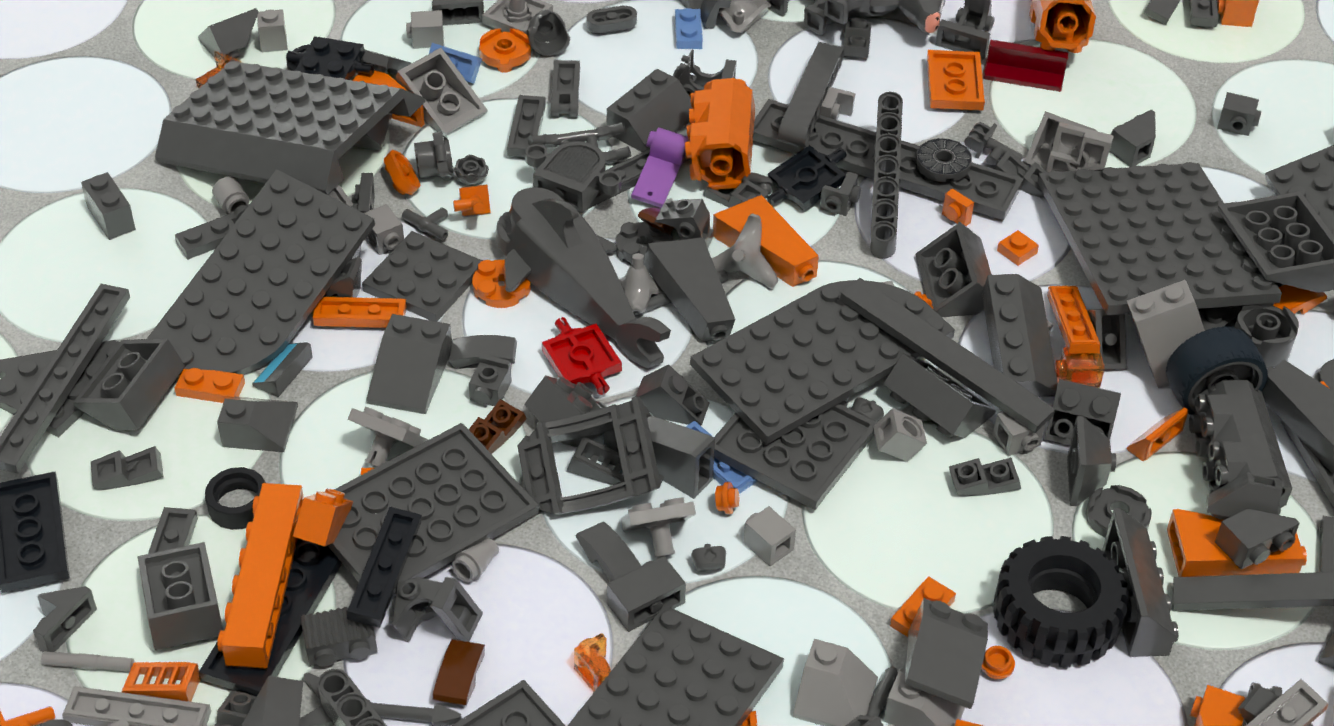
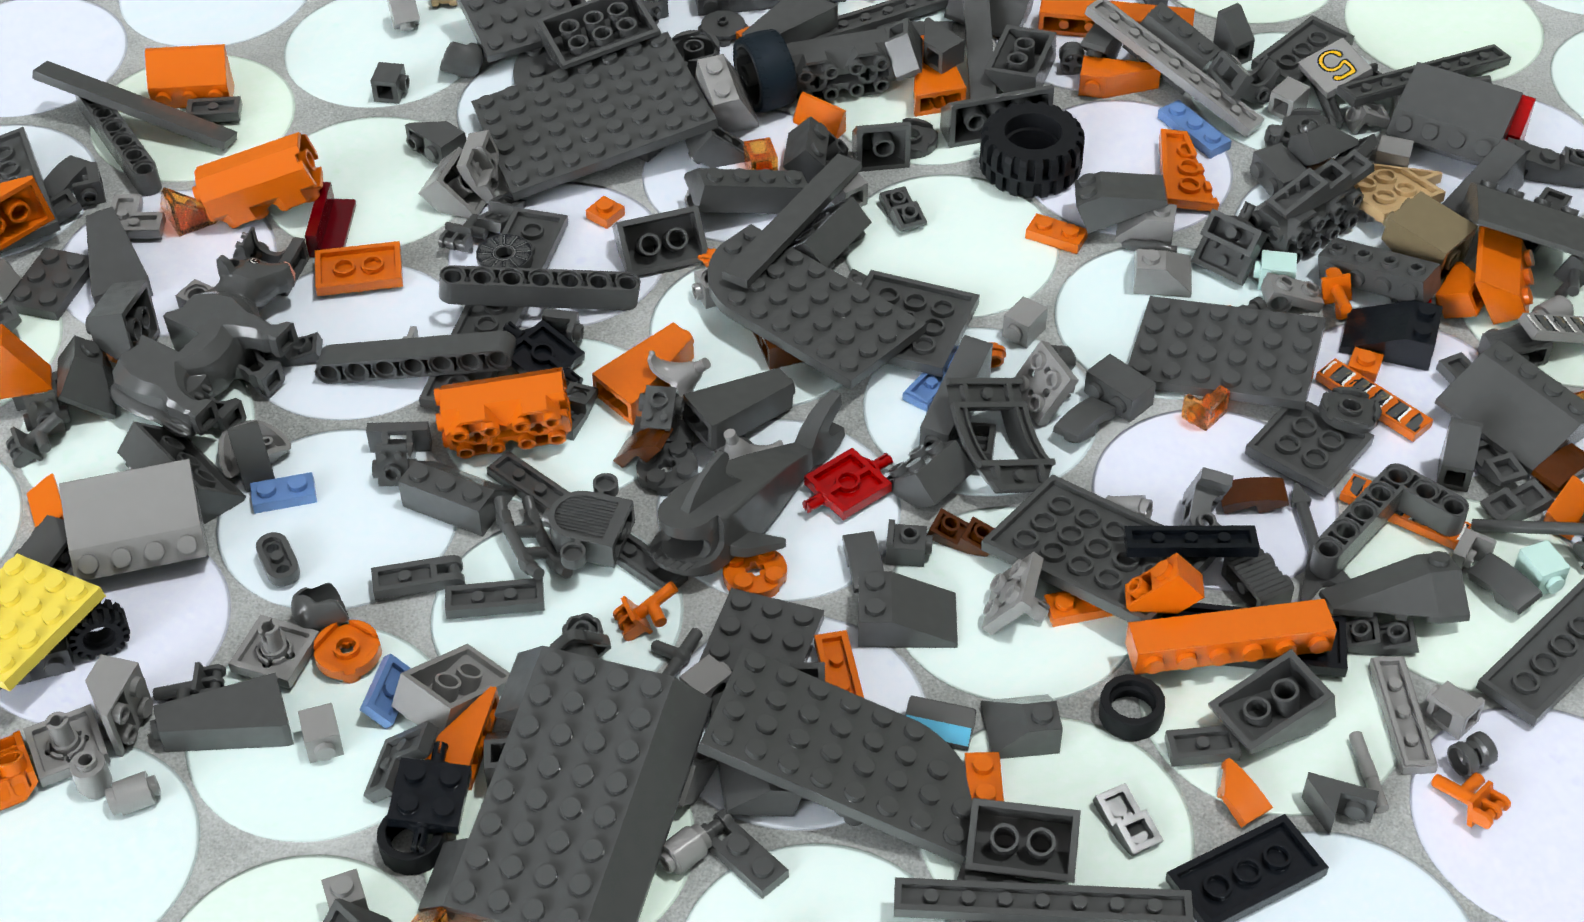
camera: 100 degrees left, 0 degrees up
(108, 549) = (1241, 794): none -> orange slope
(183, 671) = (1363, 681): orange slope -> none
(661, 167) = (531, 463): medium lavender door -> none
(672, 397) = (885, 406): dark grey slope -> none
(900, 435) = (884, 252): light grey brick -> none
(957, 207) = (566, 248): orange plate -> none
(1073, 320) = (720, 156): orange tile -> none
(1243, 634) = (1022, 58): none -> dark grey slope
(1268, 158) = (462, 59): none -> dark grey hair

